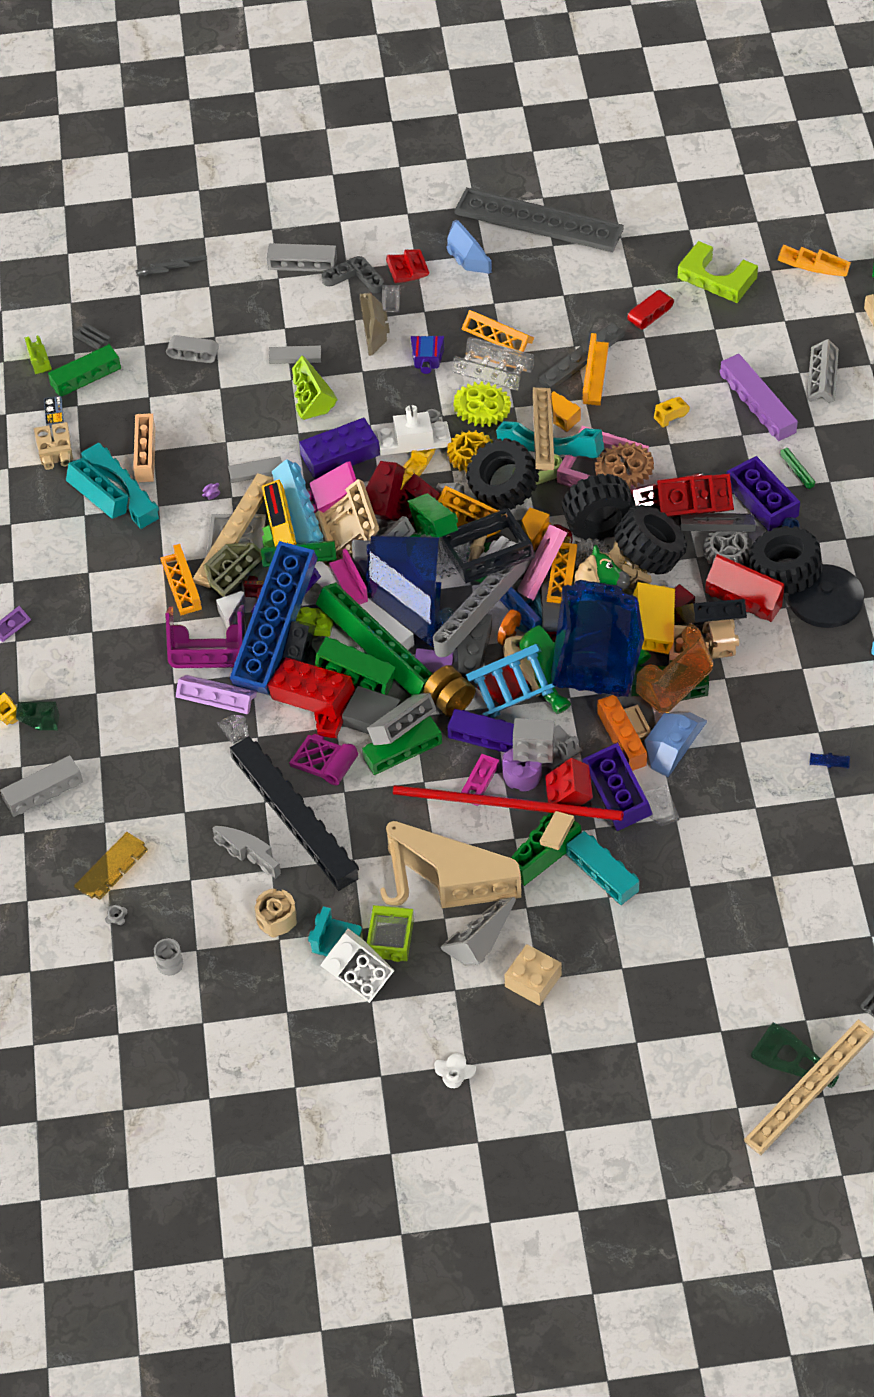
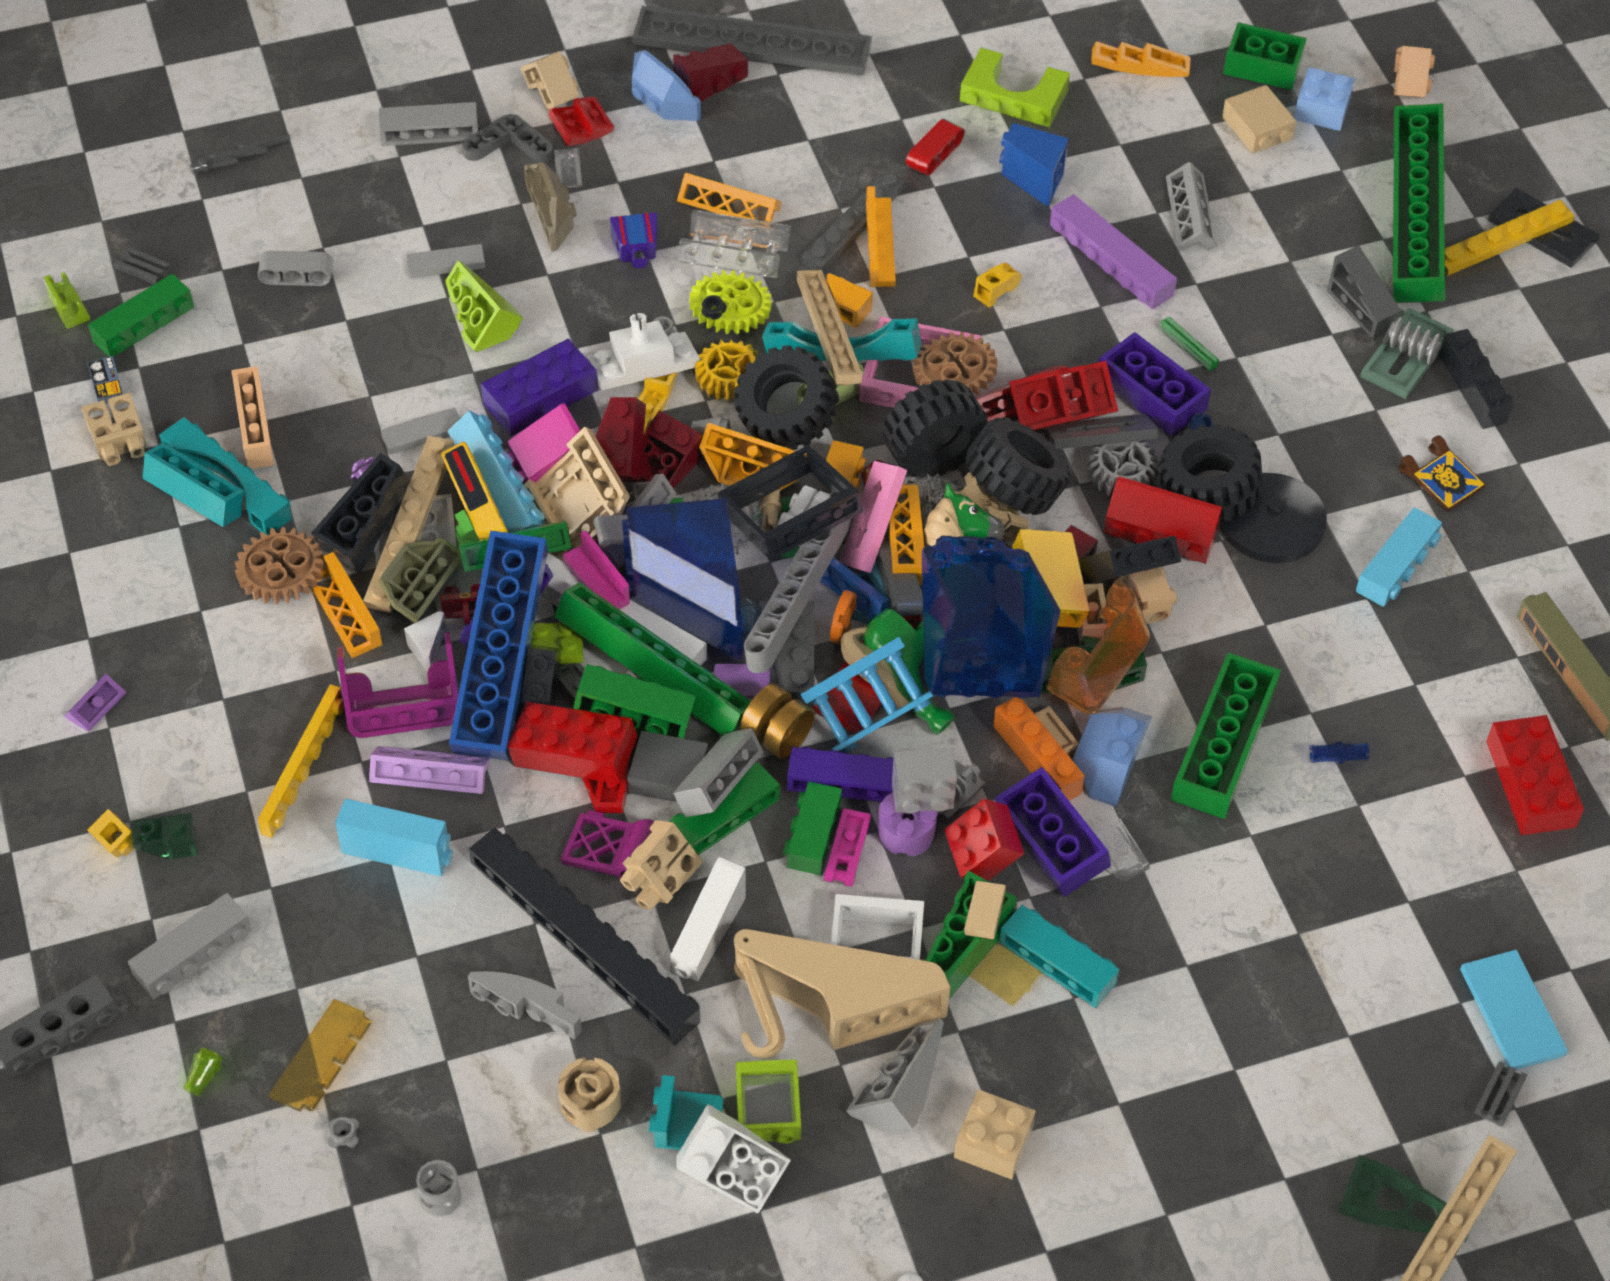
camera: 15 degrees left, 0 degrees up
(35, 864) = (202, 1070): none -> clear neon green cone
(133, 678) = (299, 765): none -> yellow plate
(135, 557) = (271, 580): none -> medium nougat gear
(182, 734) = (393, 837): none -> medium azure brick
(203, 520) = (362, 513): none -> black wedge
(234, 728) = (467, 816): clear slope -> none
(351, 774) = (660, 865): none -> tan hips
(377, 813) = (709, 919): none -> white slope
(391, 234) = (552, 79): none -> tan brick
(432, 516) = (701, 470): green wedge -> none
(459, 763) = (813, 828): none -> green brick
(467, 402) = (709, 302): none -> black plate
(490, 823) = (879, 911): none -> white window
(503, 239) = (711, 70): none -> dark red wedge
(508, 802) = (911, 877): red piece -> none
(566, 876) = (1006, 975): none -> clear yellow piece
(717, 326) = (1034, 160): none -> blue slope
(752, 738) = (1225, 735): none -> green brick

